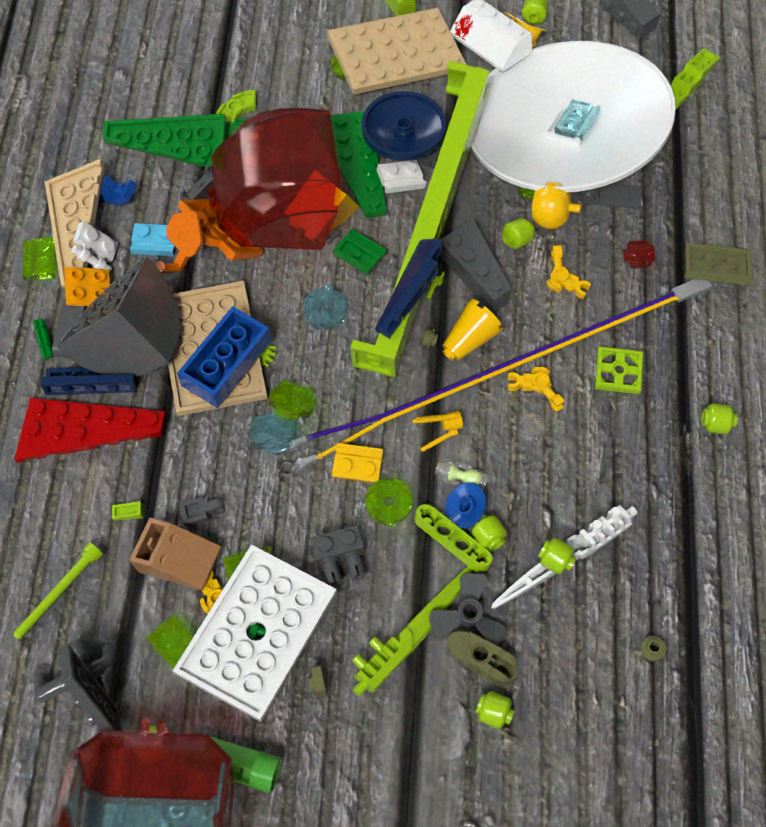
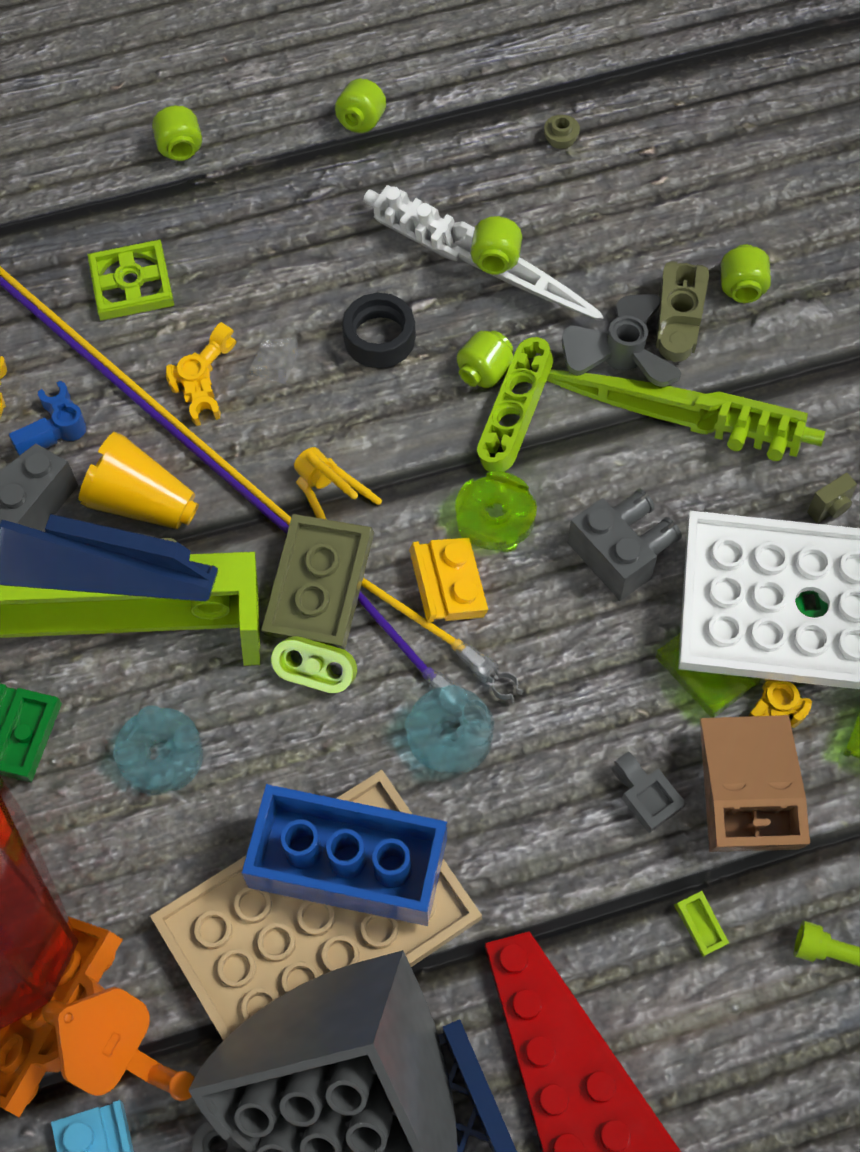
camera: 110 degrees left, 0 degrees up
(302, 400) = (363, 708): clear neon green plate -> none
(336, 384) = (315, 665): none -> lime plate
(380, 399) = (318, 580): none -> olive plate
(449, 472) = (406, 408): clear piece -> none
(460, 500) = (476, 396): blue dish -> none
(532, 314) = (65, 423): none -> blue bar
(533, 467) = (379, 306): none -> black tyre
(709, 530) = (361, 103): none -> lime head

